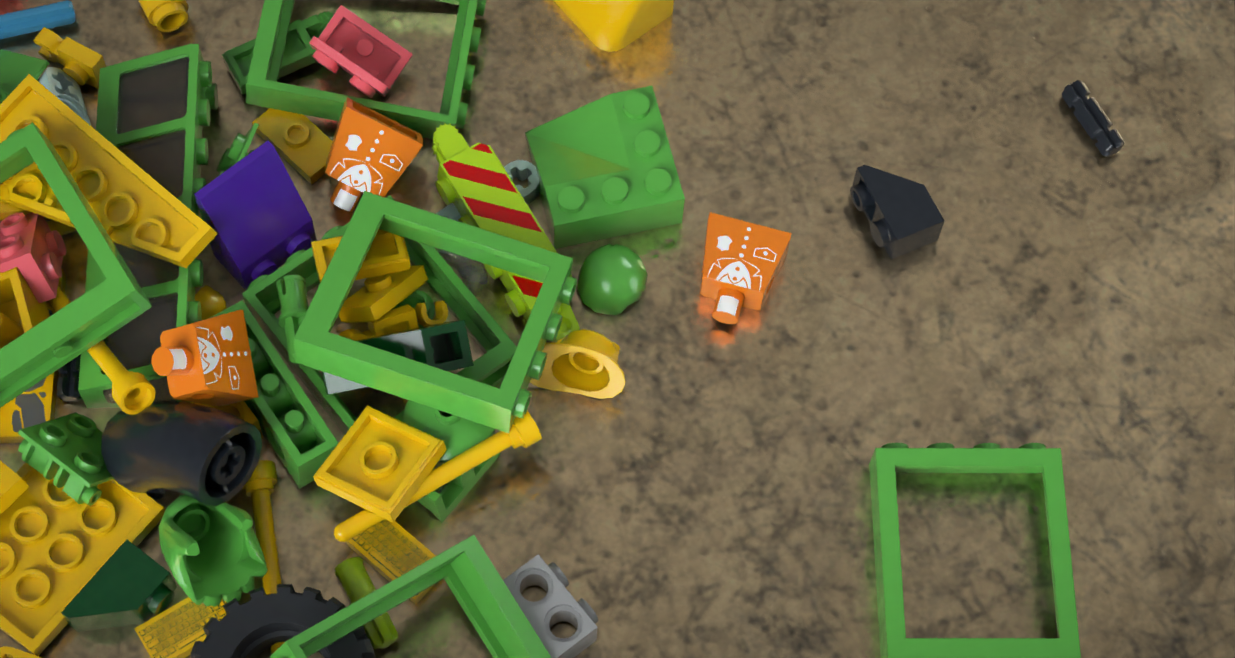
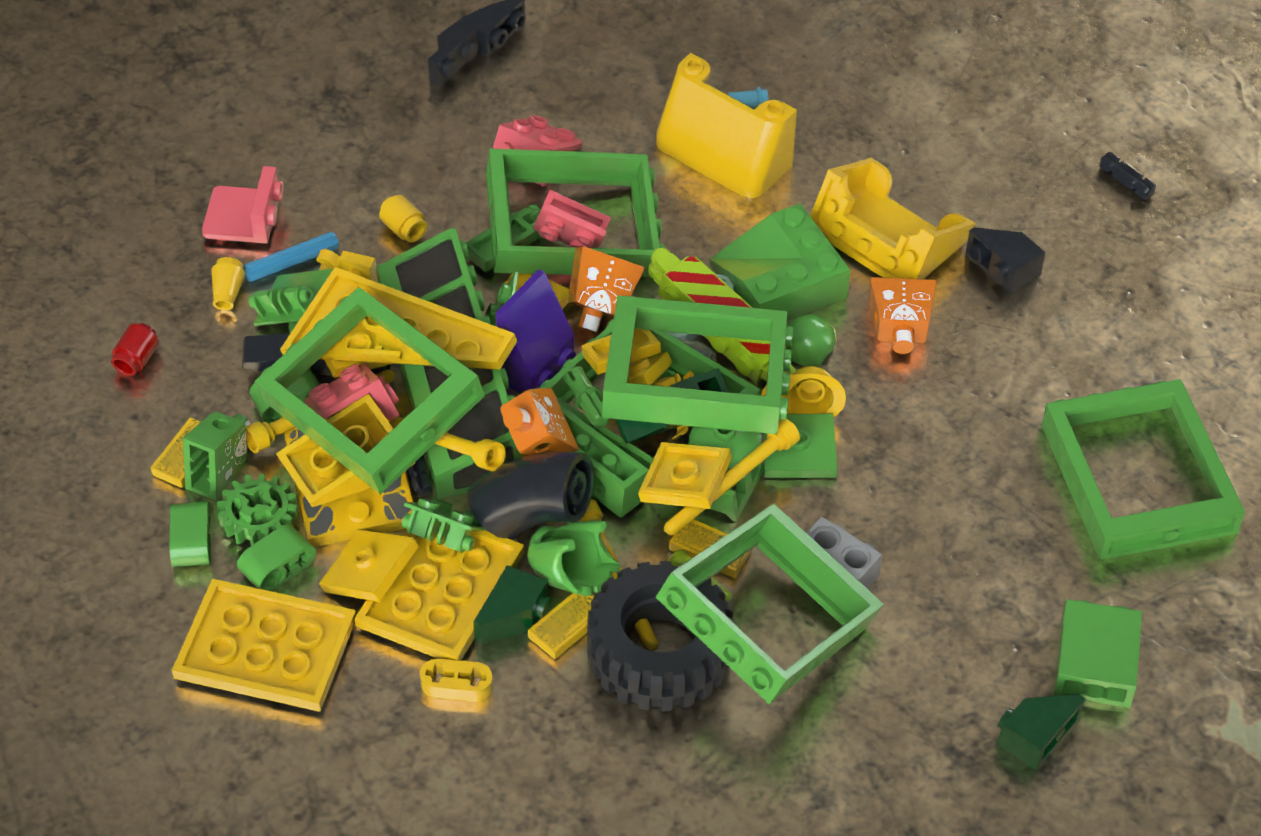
camera: 10 degrees left, 15 degrees down
(569, 433) = (811, 456): none -> bright green plate
(751, 133) = (878, 231): none -> yellow windscreen

